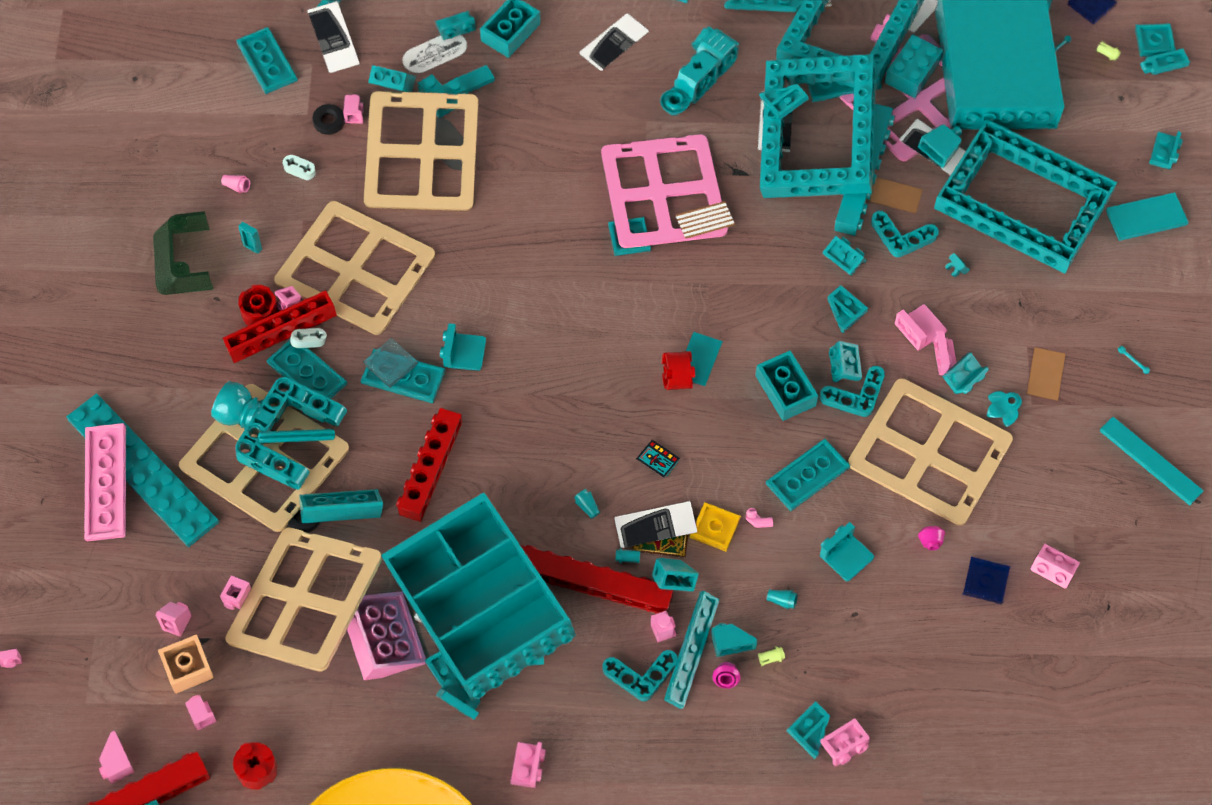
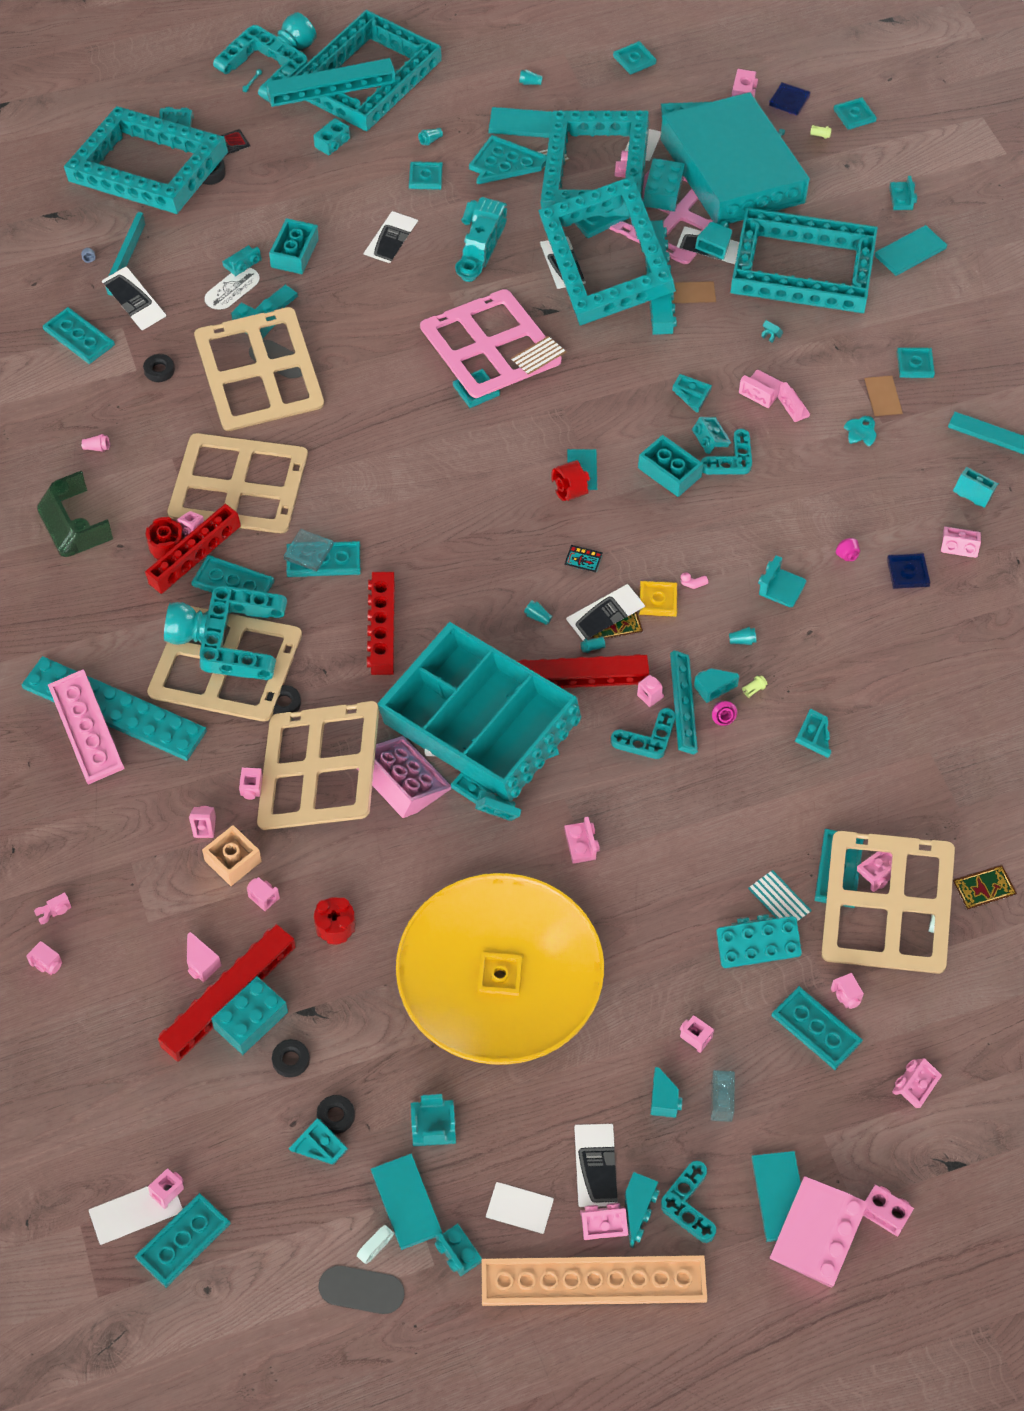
camera: 20 degrees left, 5 degrees down
(250, 237) = (132, 482): teal tile -> none
(296, 436) = (251, 632): teal axle -> none
(299, 167) = (149, 414): light aqua beam -> none
(308, 338) = (222, 551): light aqua beam -> none
(340, 506) = (317, 681): teal slope -> none
(353, 109) = (179, 353): bright pink brick -> none
(392, 79) = (201, 318): teal window -> none
(462, 350) = (369, 521): teal bracket -> none
(669, 575) = (634, 644): teal torso -> none
(784, 100) = (569, 235): teal wing -> none
(807, 474) = (719, 533): teal tile -> none
(843, 255) = (671, 349): teal bracket -> none
(846, 742) = (851, 733): bright pink bracket -> none
(902, 241) = (692, 316): teal beam -> none
(927, 454) = (813, 487): tan window -> none
(965, 374) = (817, 414): teal bracket -> none
(1095, 510) = (975, 487): none -> brick
(1096, 347) = (915, 362): none -> teal tile
(1146, 370) = (937, 358): teal hinge -> none
(1165, 62) = (871, 127): teal hinge -> none

